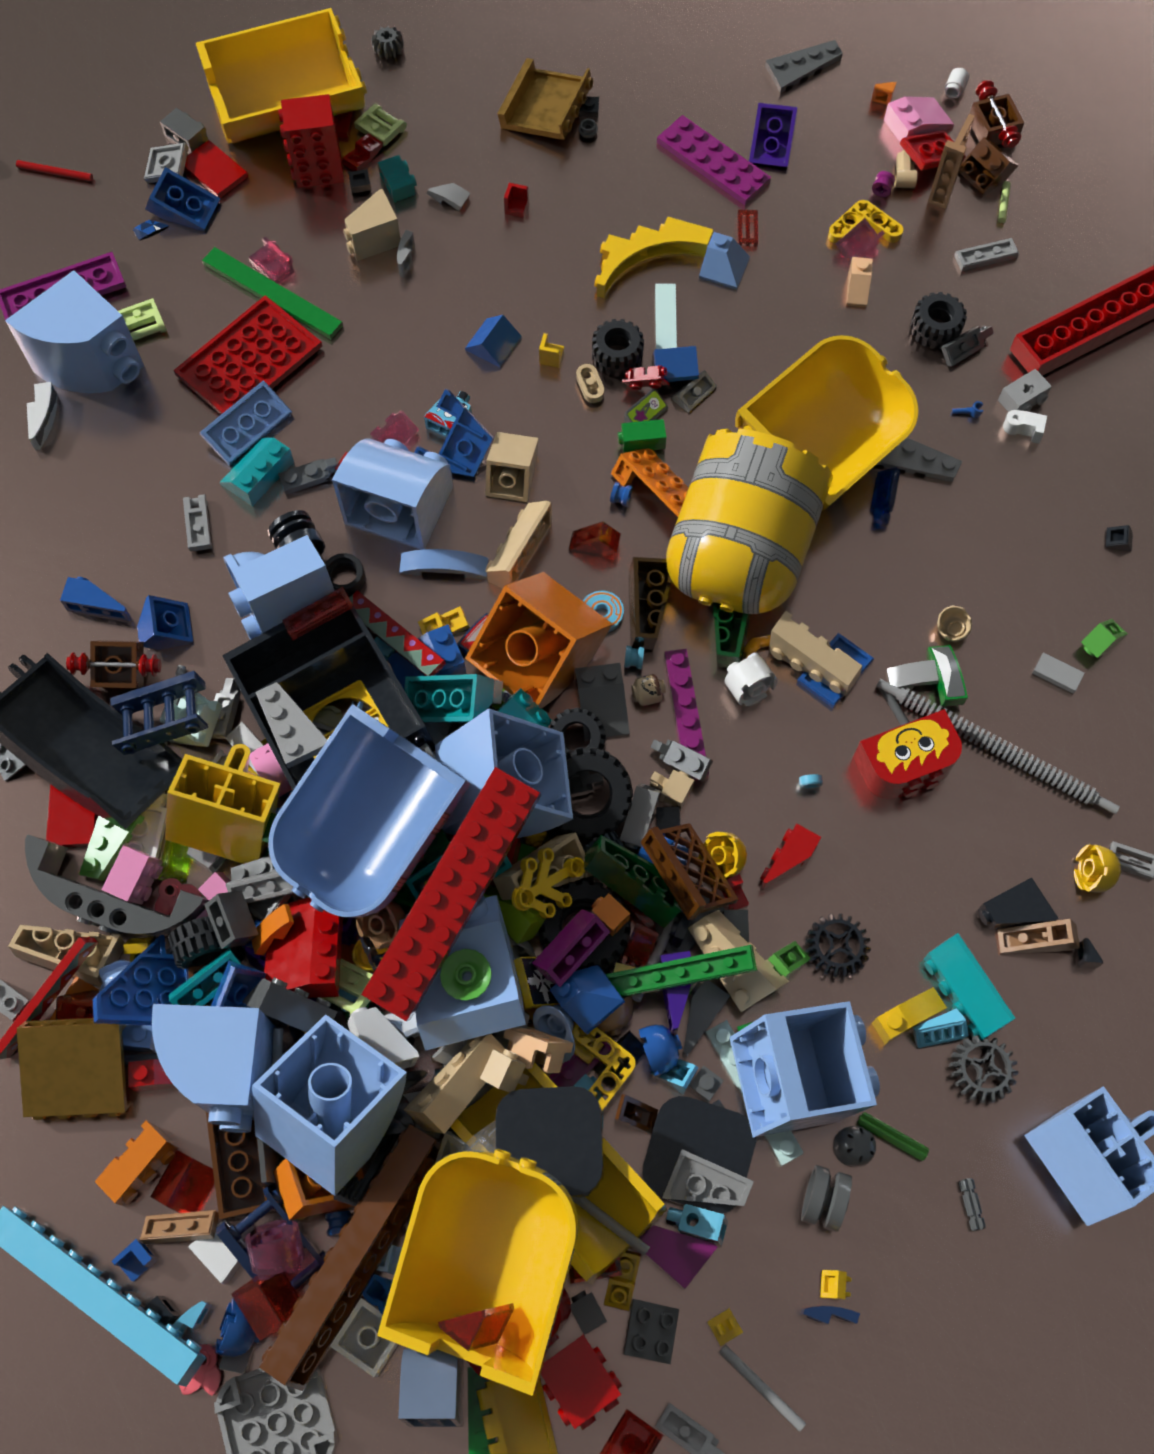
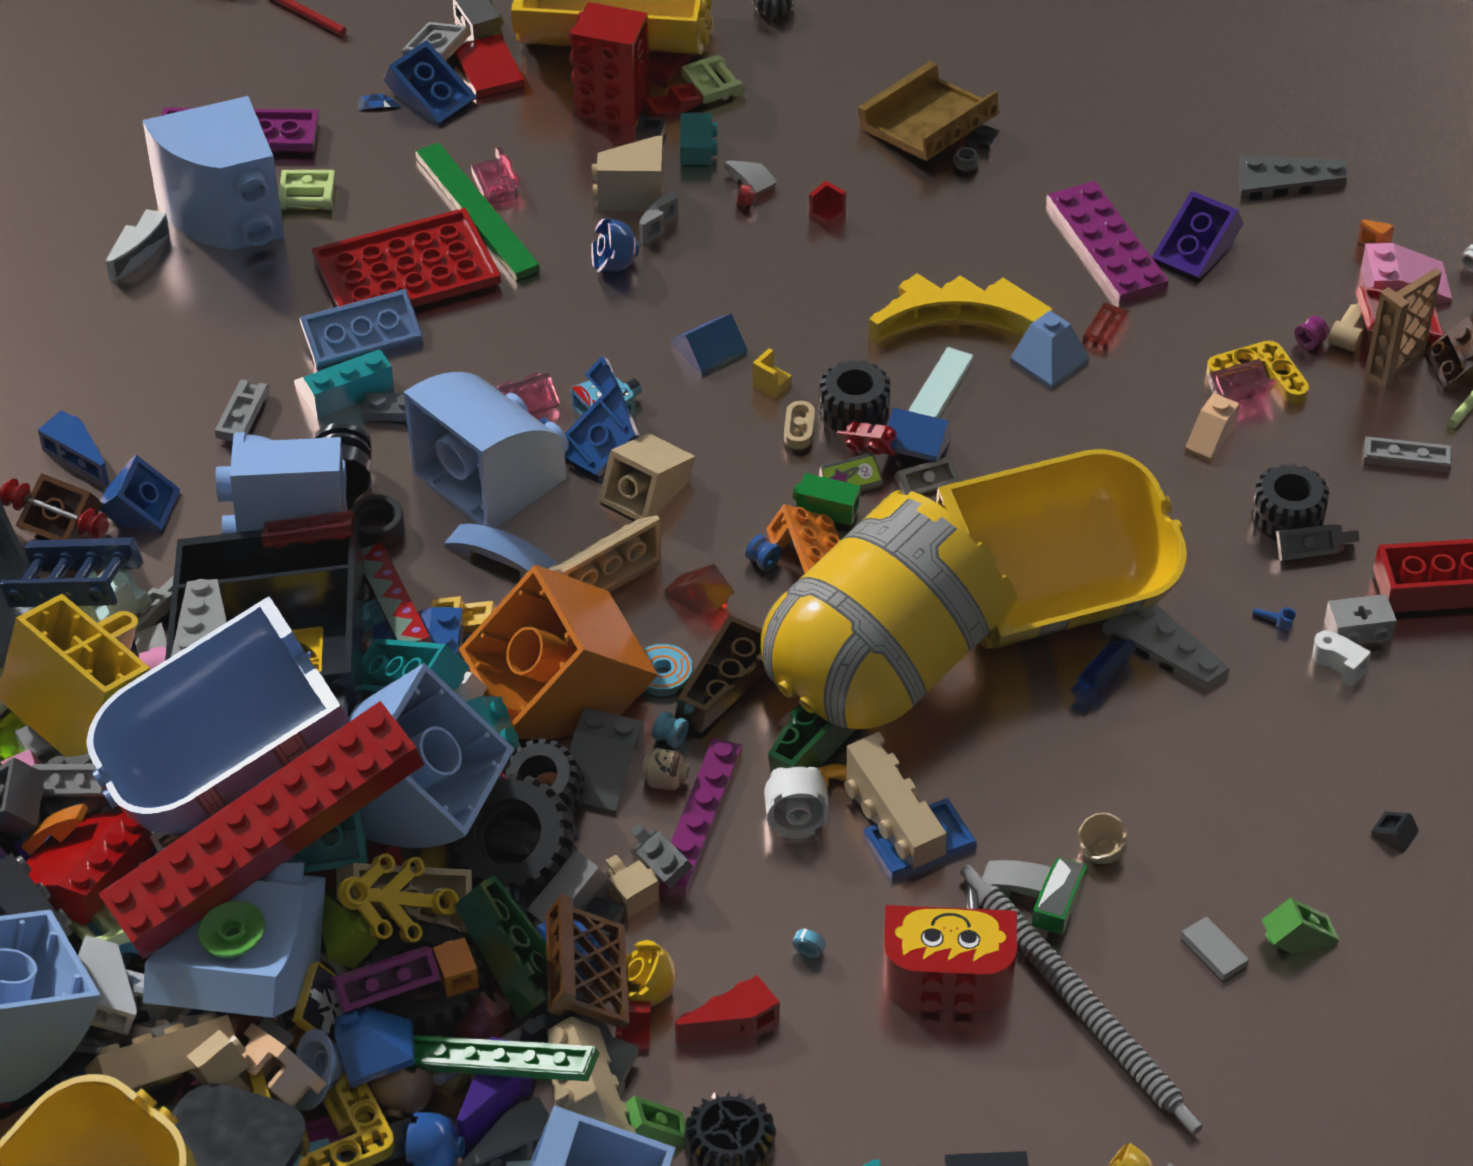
camera: 25 degrees right, 20 degrees down
(388, 289) = (614, 247): none -> blue cylinder
(455, 212) = (745, 196): none -> red plate

